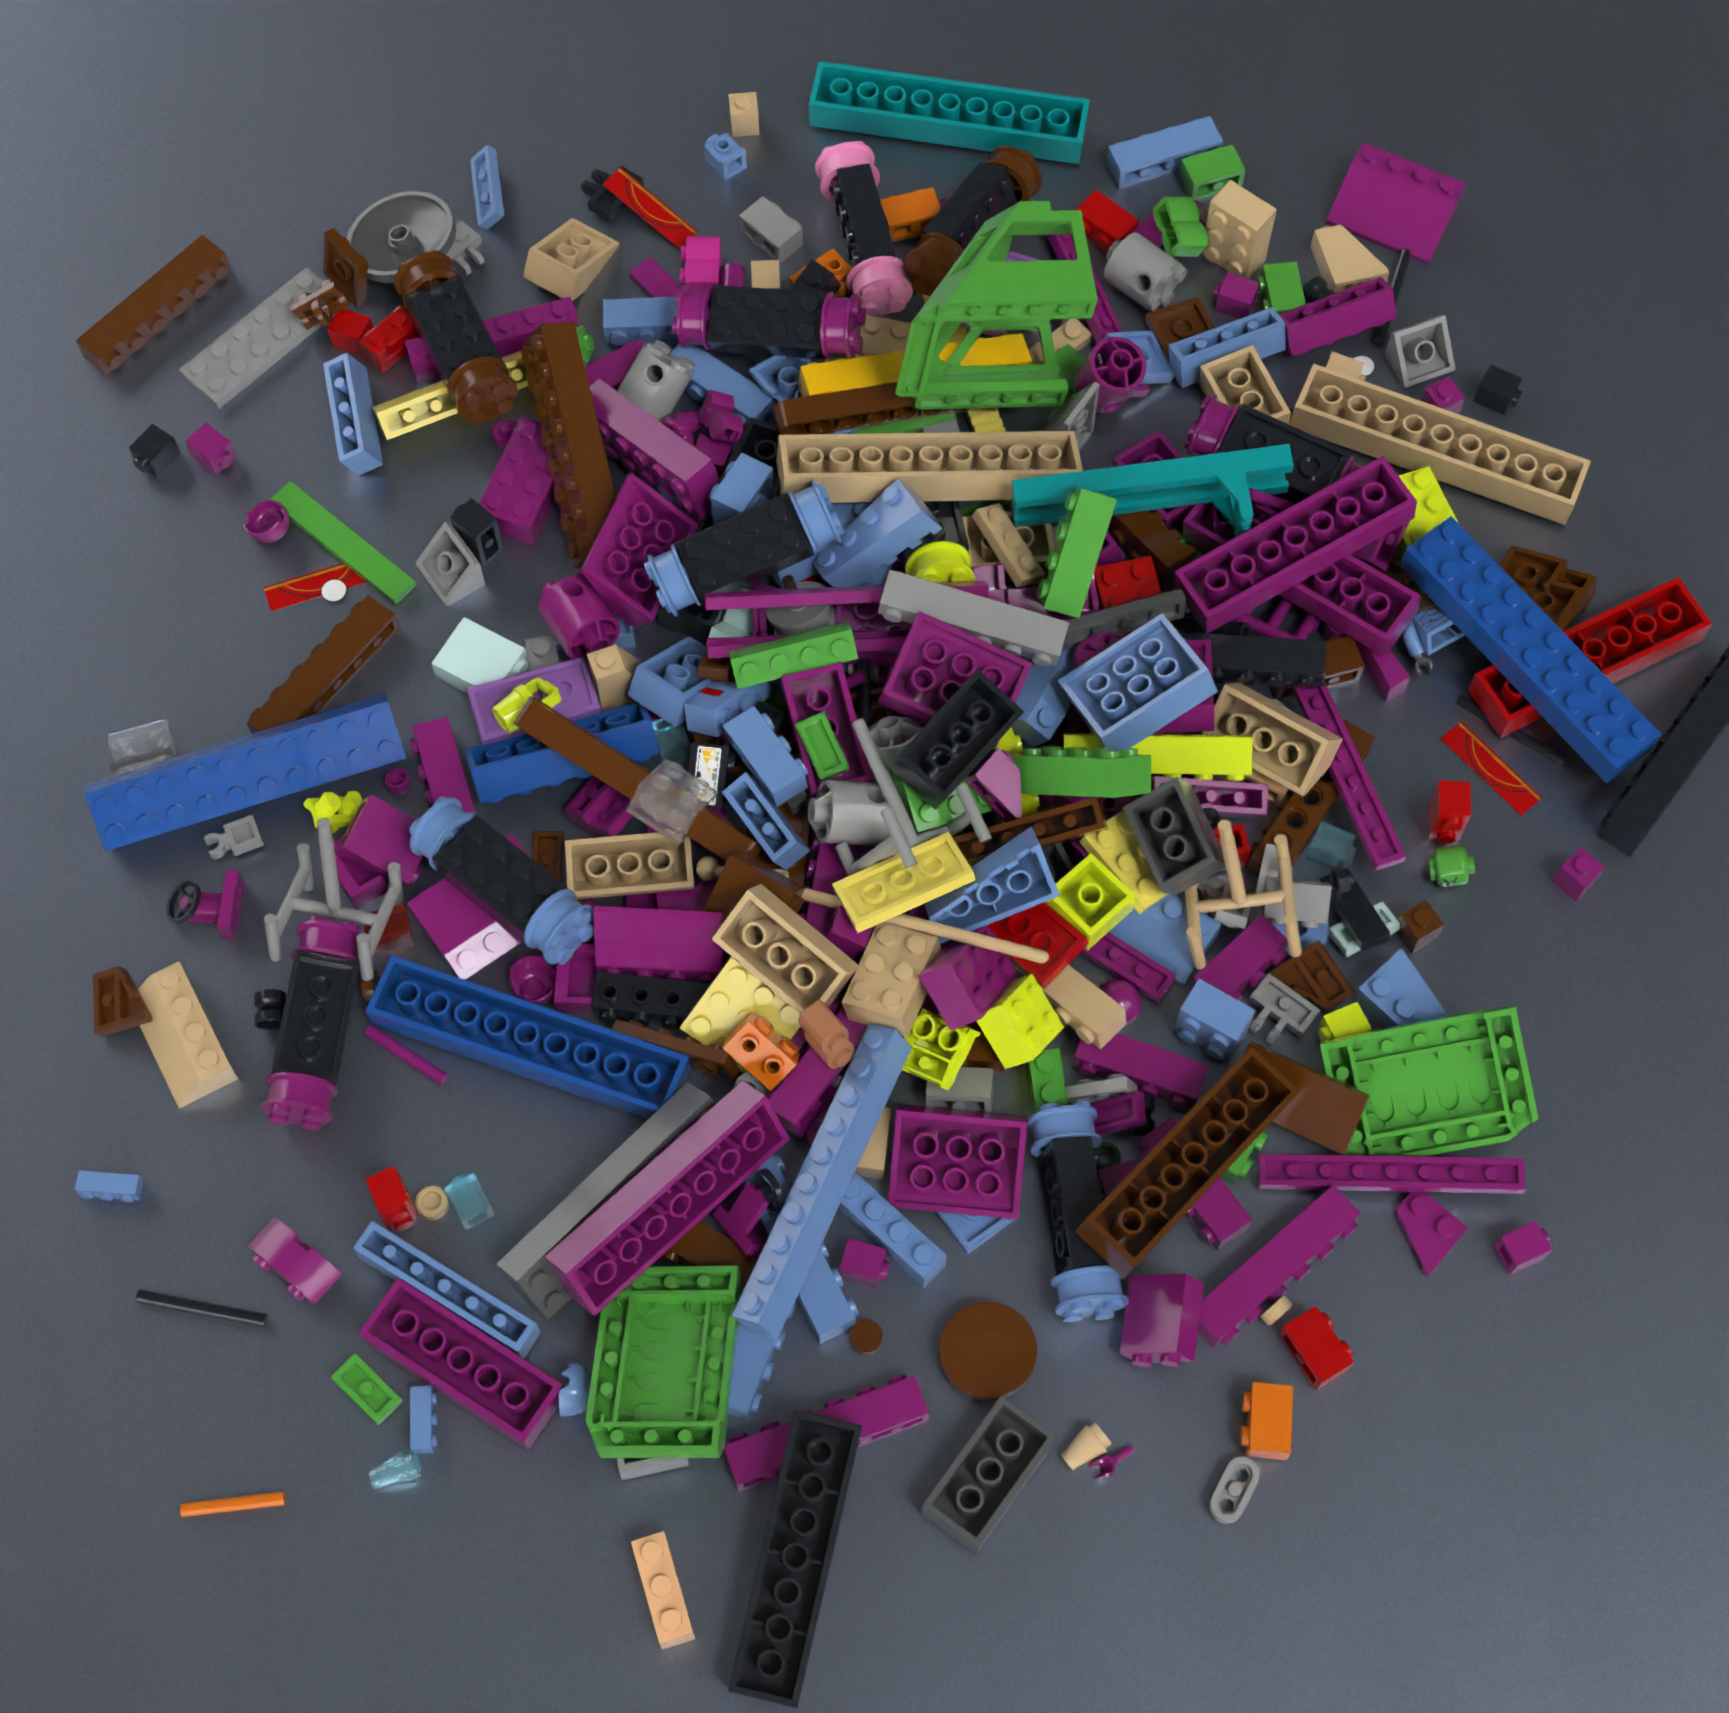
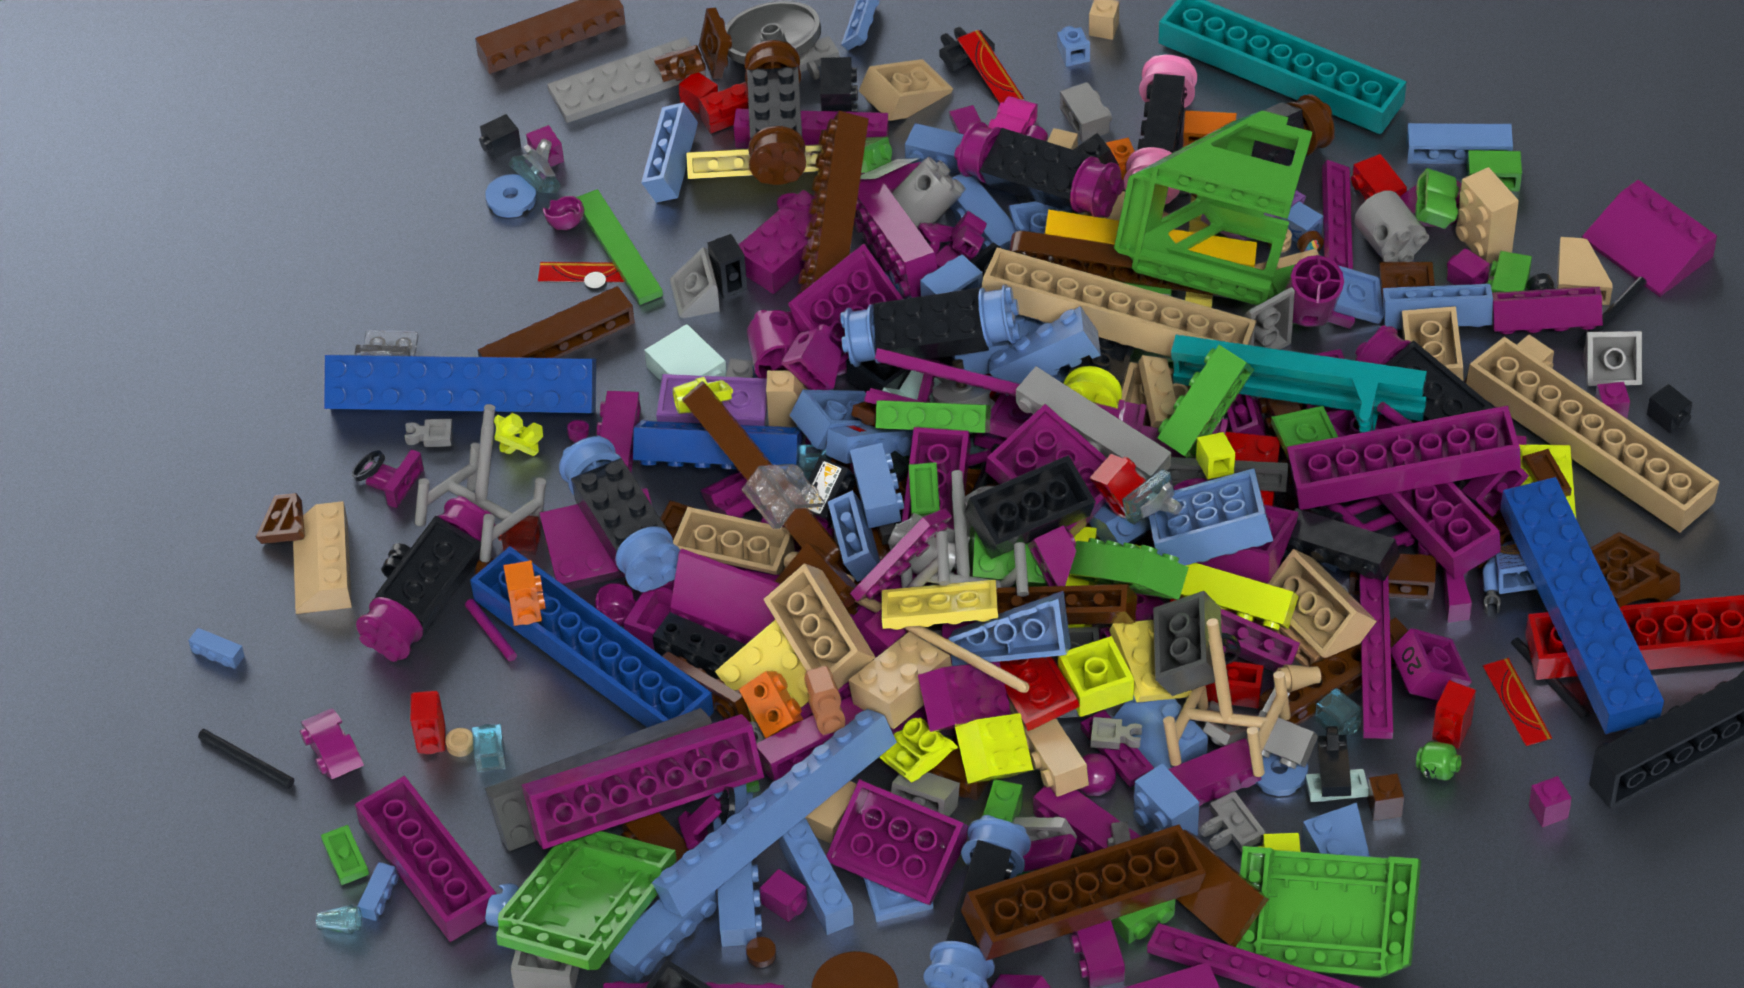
camera: 25 degrees right, 15 degrees down
(189, 505) = (510, 207): none -> medium blue tile
(213, 479) = (536, 169): none -> piece
(232, 1504) = (204, 902): orange bar -> none
(357, 883) = (511, 481): magenta panel -> none
(379, 837) = (539, 458): magenta brick -> none
(440, 1015) = (523, 593): none -> orange brick
(466, 1300) = (405, 758): medium blue brick -> none
(503, 282) = (837, 85): none -> black brick
(601, 362) = (884, 169): none -> white sticker
(632, 624) = (814, 358): none -> magenta torso
(847, 837) = (898, 559): none -> magenta plate
(1036, 679) = (1116, 480): none -> red brick
(1076, 683) = (1151, 497): none -> piece
(1110, 607) = (1215, 455): none -> neon yellow brick
(1120, 954) = (1109, 733): none -> light grey plate
(1175, 542) = (1303, 427): none -> bright green tile
(1186, 1075) = (1119, 833): none -> flat silver piece
(1282, 823) = (1300, 676): none -> tan cone
(1315, 976) = (1274, 805): reddish brown wing -> none
(1368, 366) = (1560, 358): white sticker -> none
(1403, 764) = (1428, 663): none -> magenta brick
(1429, 509) = (1543, 466): none -> reddish brown tile

